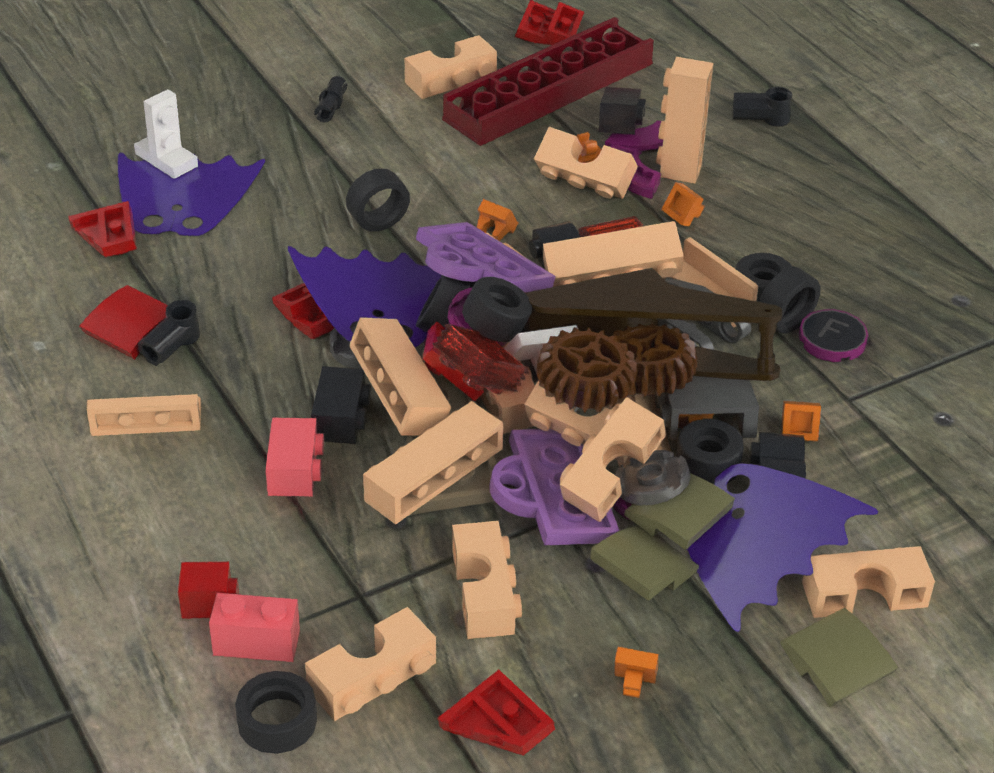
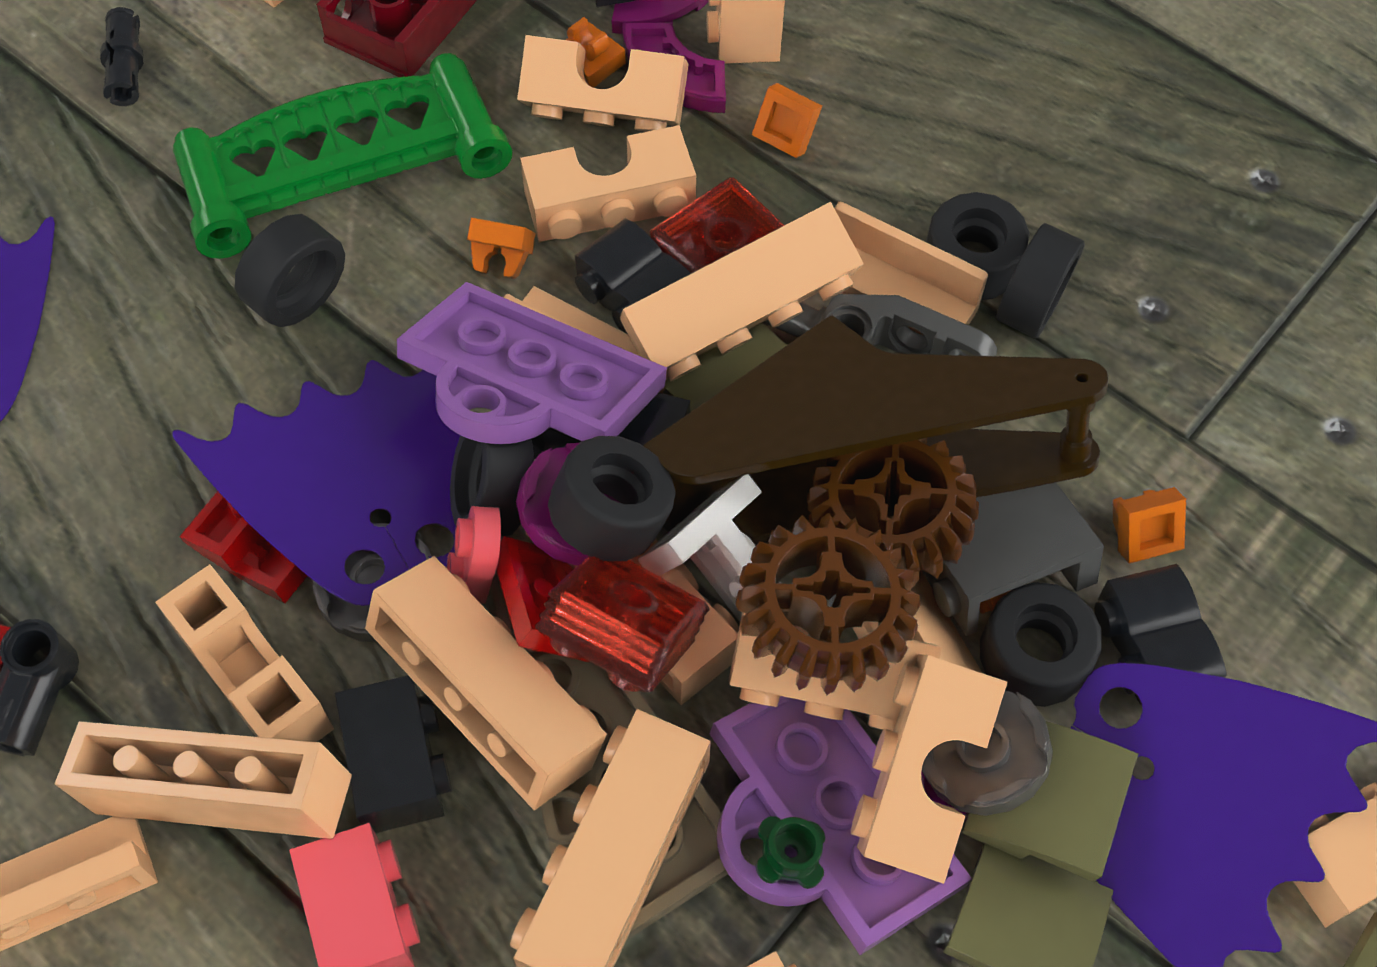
camera: 20 degrees left, 20 degrees up
(244, 378) = (205, 779): none -> light nougat brick
(284, 356) = (241, 660): none -> light nougat arch
(422, 319) = (477, 550): none -> coral plate
(496, 163) = (227, 194): none -> green piece
(525, 480) = (793, 832): none -> dark green plate
(544, 208) = (573, 201): none -> light nougat arch
(833, 335) = (1117, 317): tile -> none

